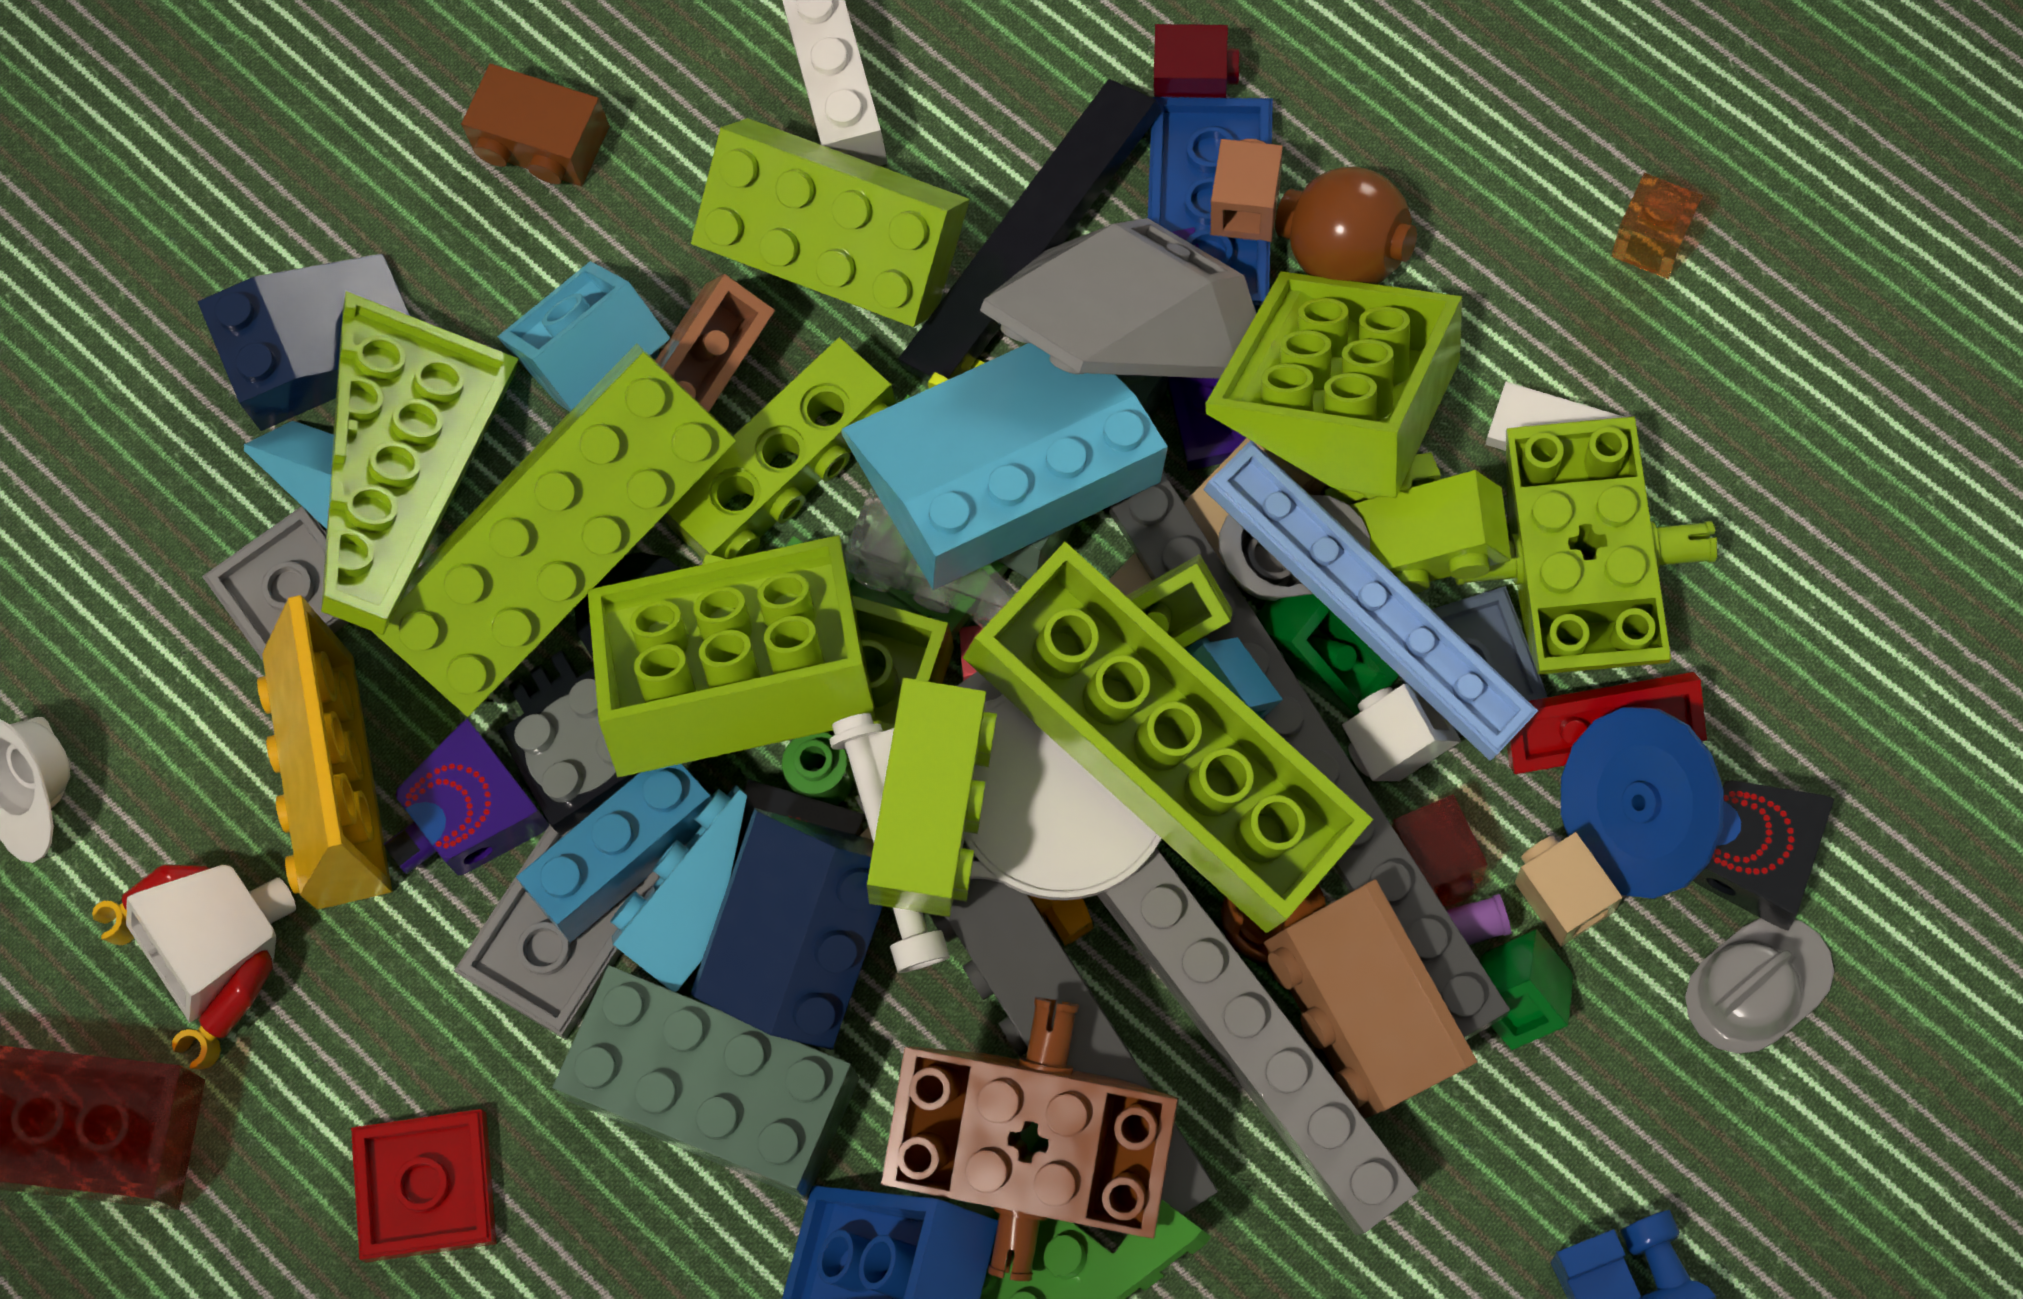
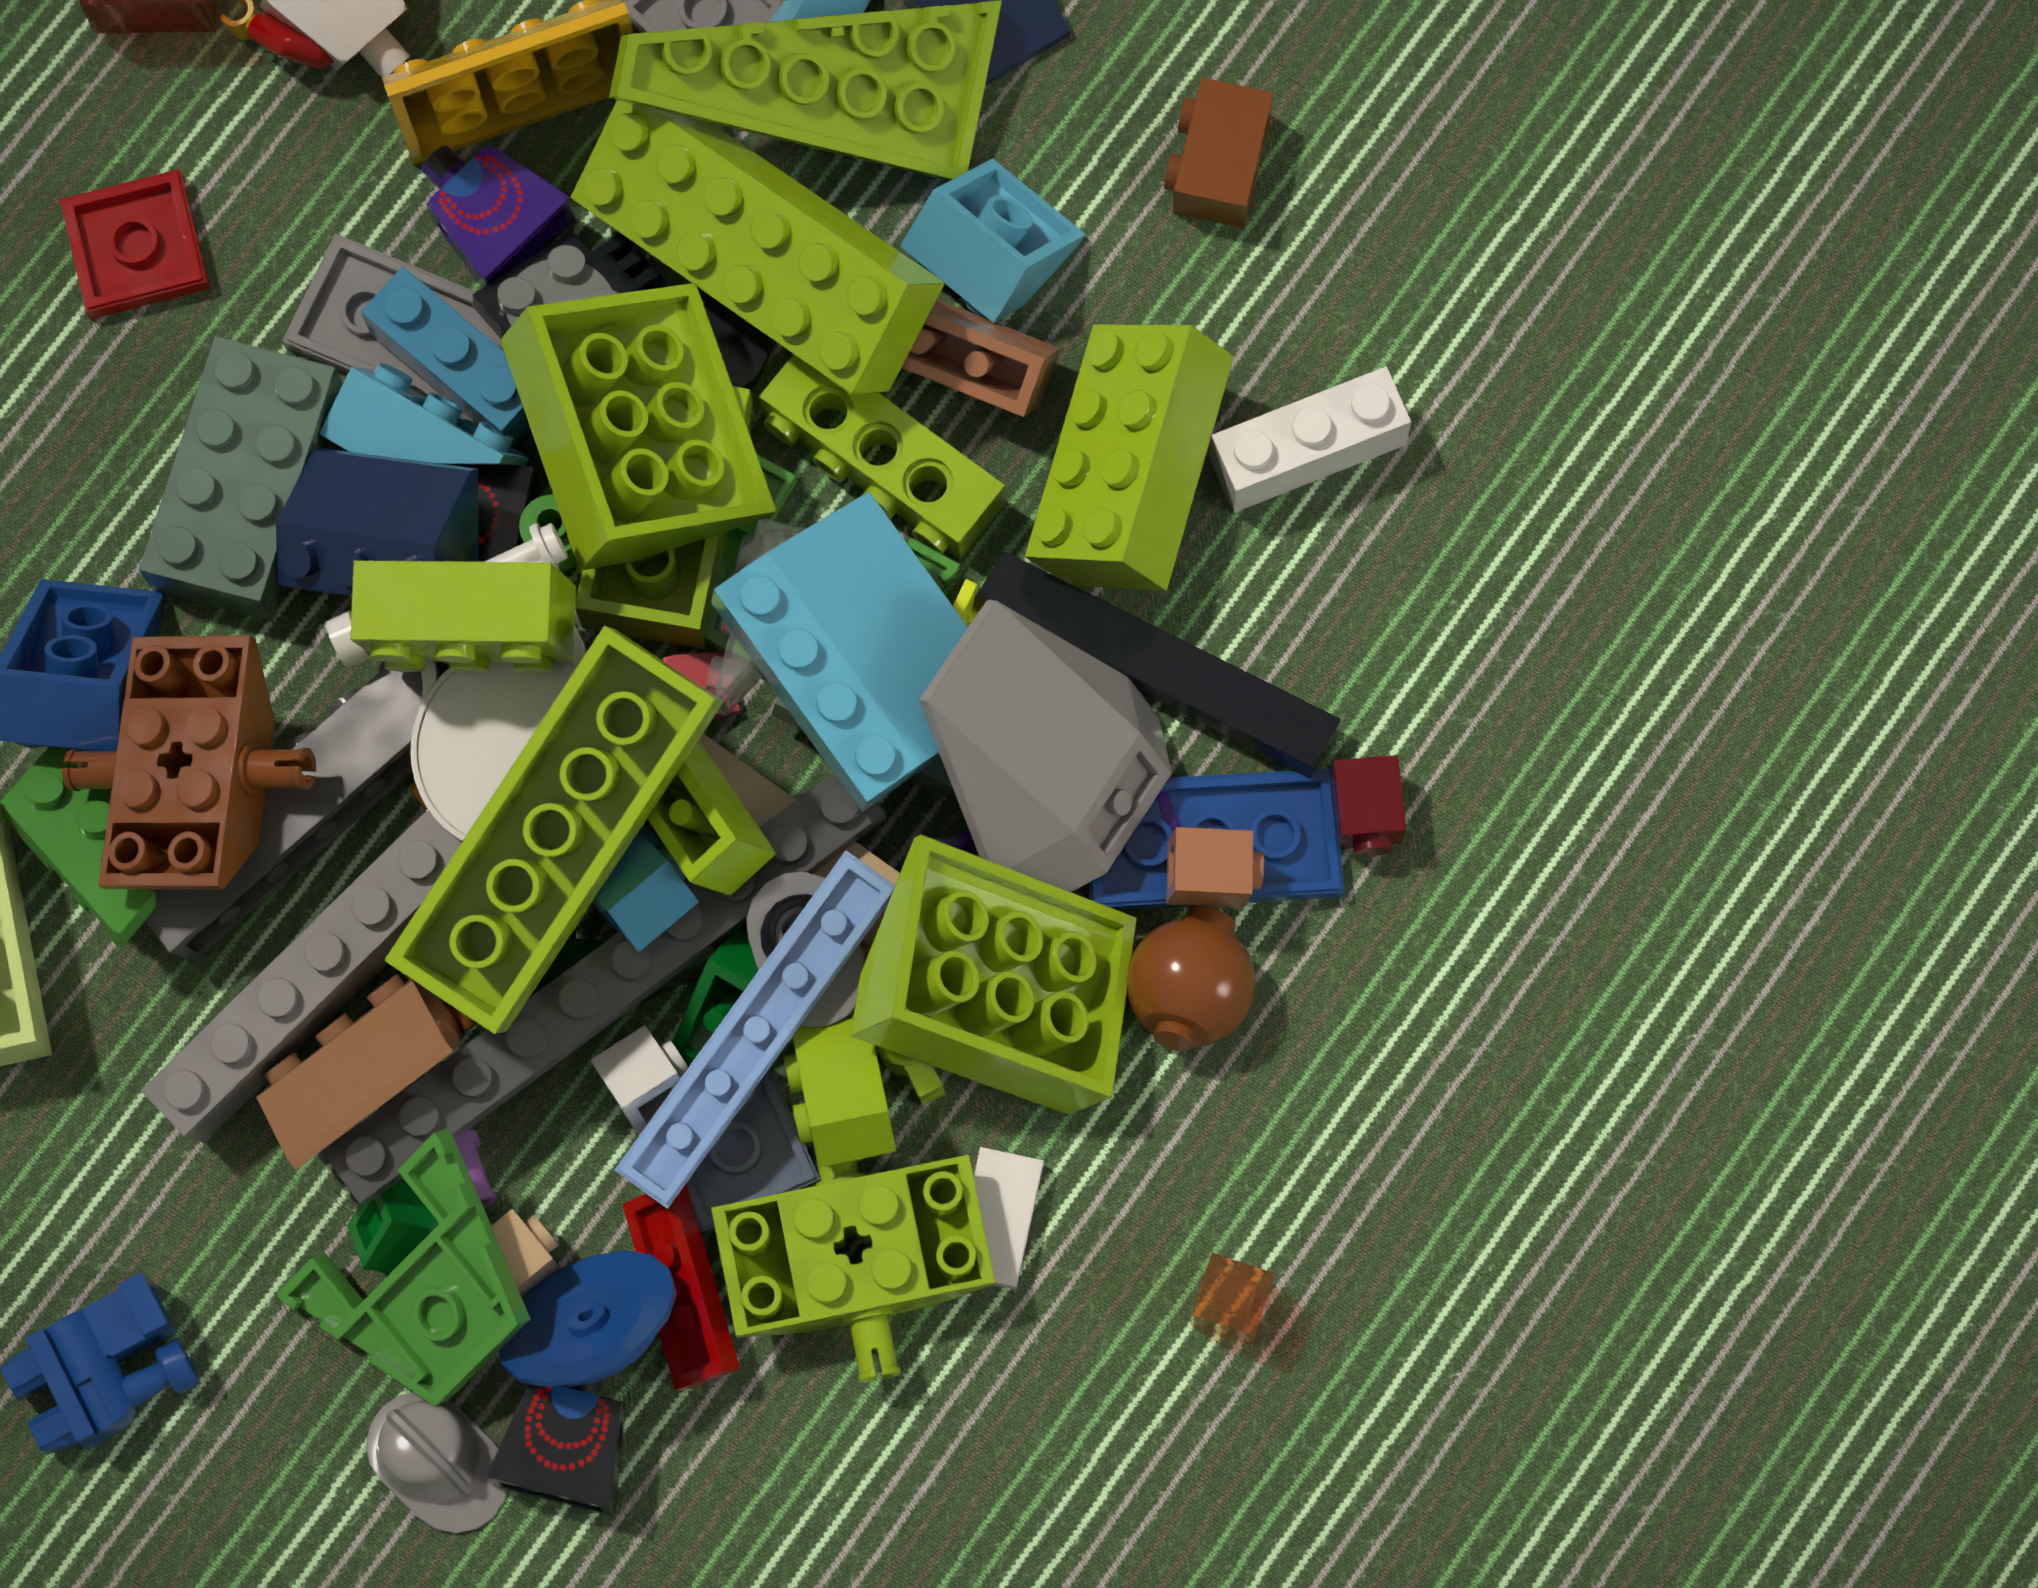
camera: 75 degrees right, 5 degrees up
(1443, 849) = (530, 1136): clear red brick -> none
(1622, 948) = (442, 1304): none -> bright green wing

